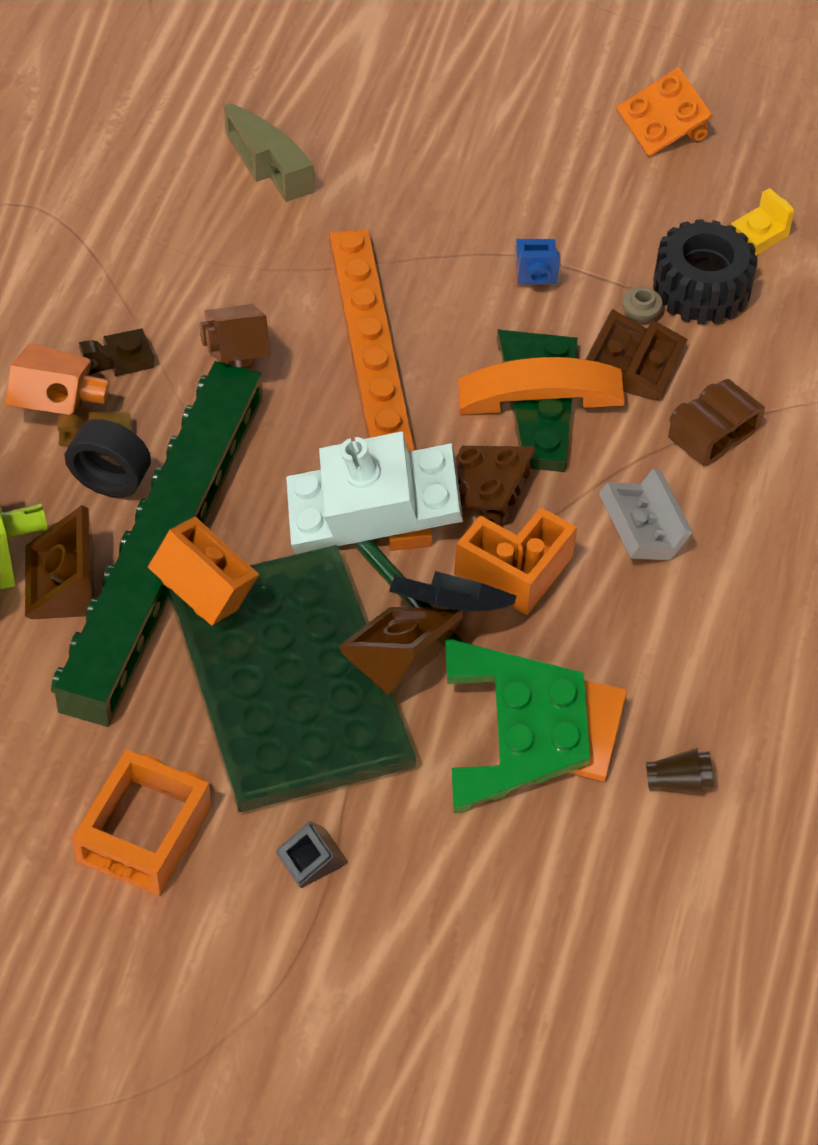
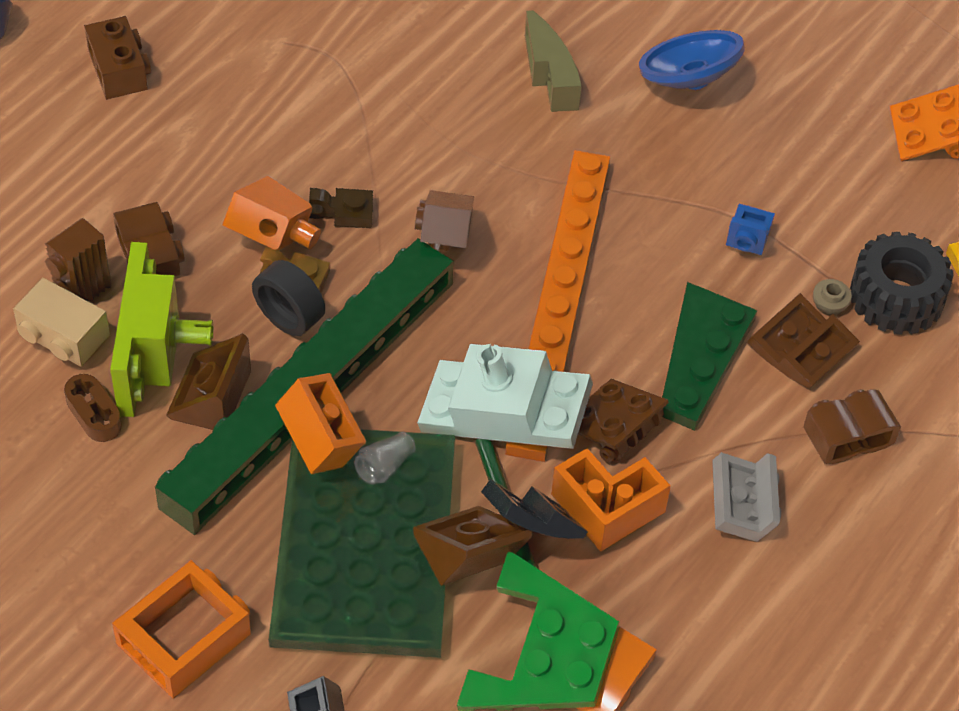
camera: 20 degrees right, 0 degrees up
(277, 588) = (382, 458): none -> clear cone
(410, 110) = (692, 59): none -> blue dish
(540, 379) = (707, 340): orange slope -> none

